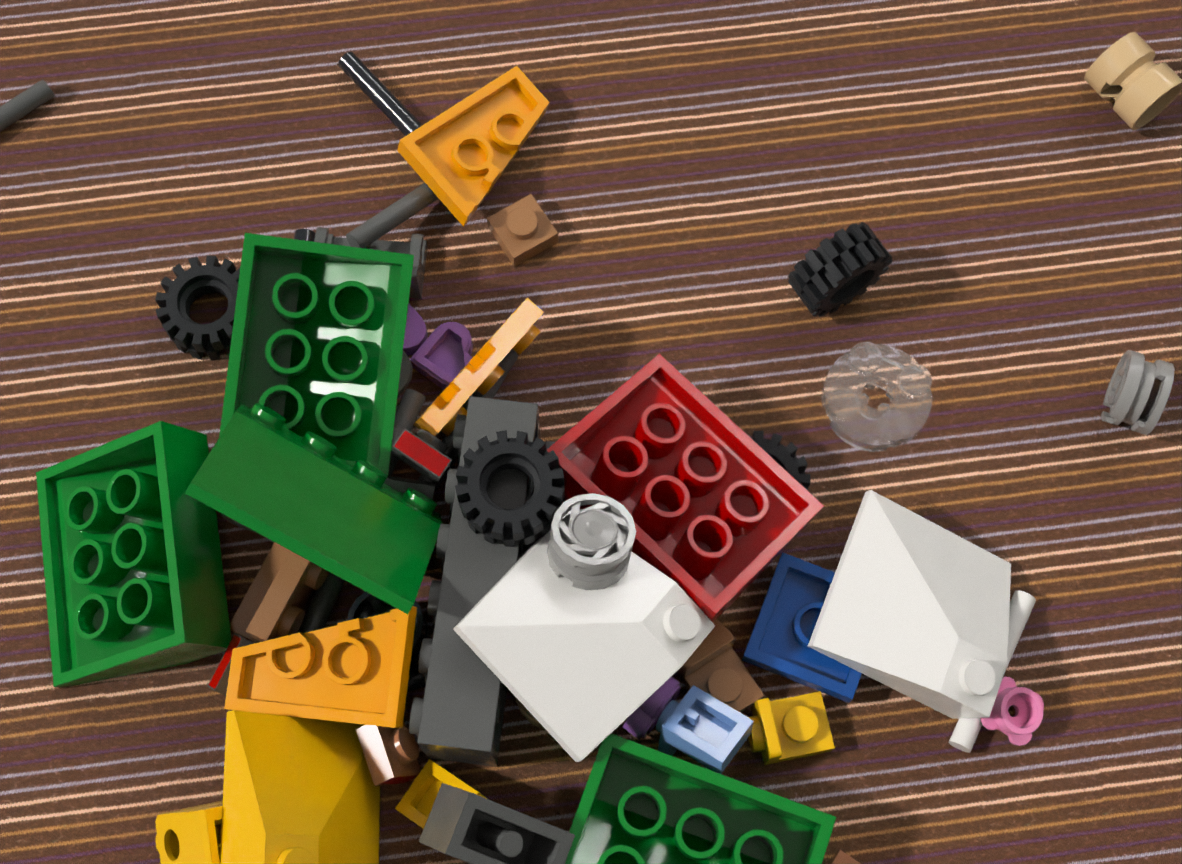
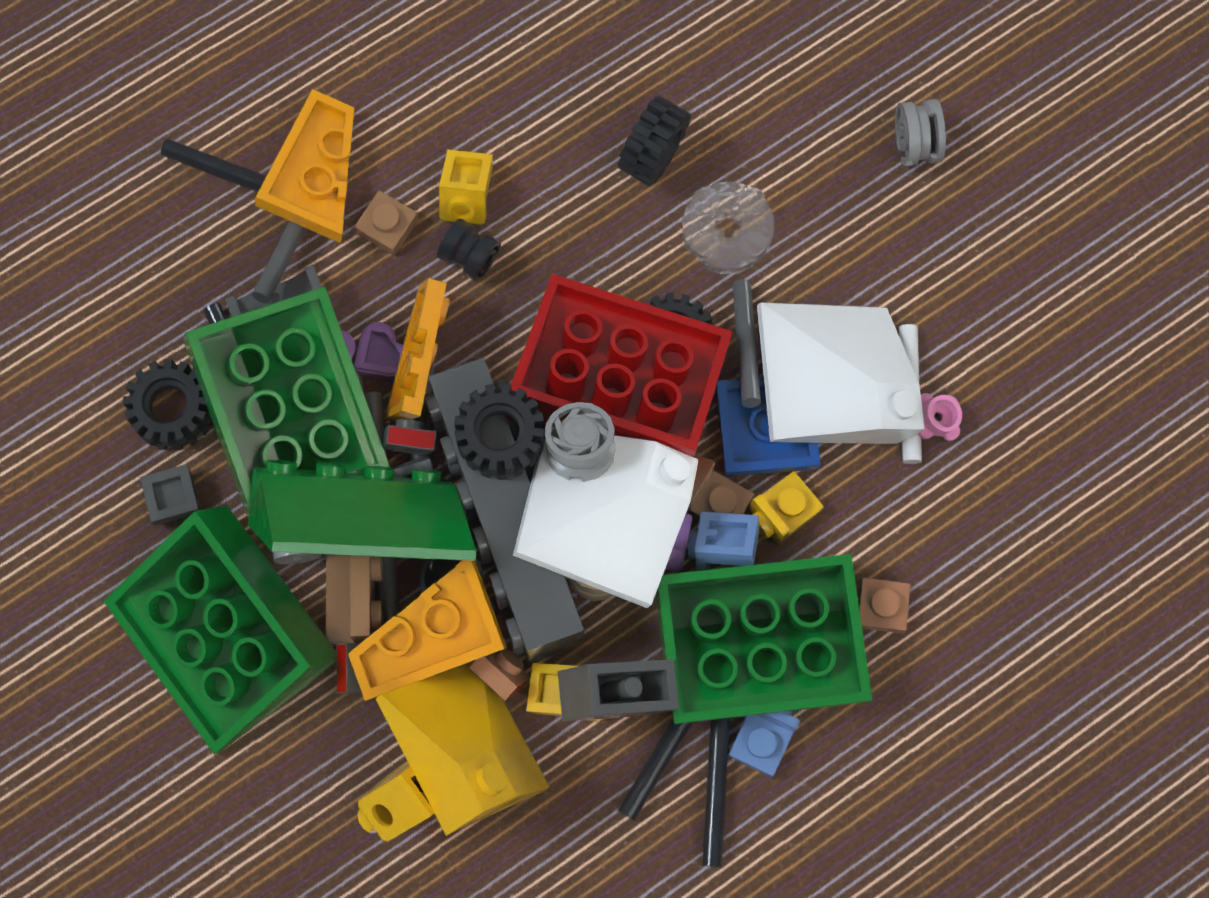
camera: 30 degrees left, 5 degrees up
(158, 396) = (170, 494): none -> dark grey plate
(590, 293) = (469, 249): none -> black wheel
(619, 229) = (465, 186): none -> yellow bracket
(834, 528) = (746, 343): none -> dark grey bar

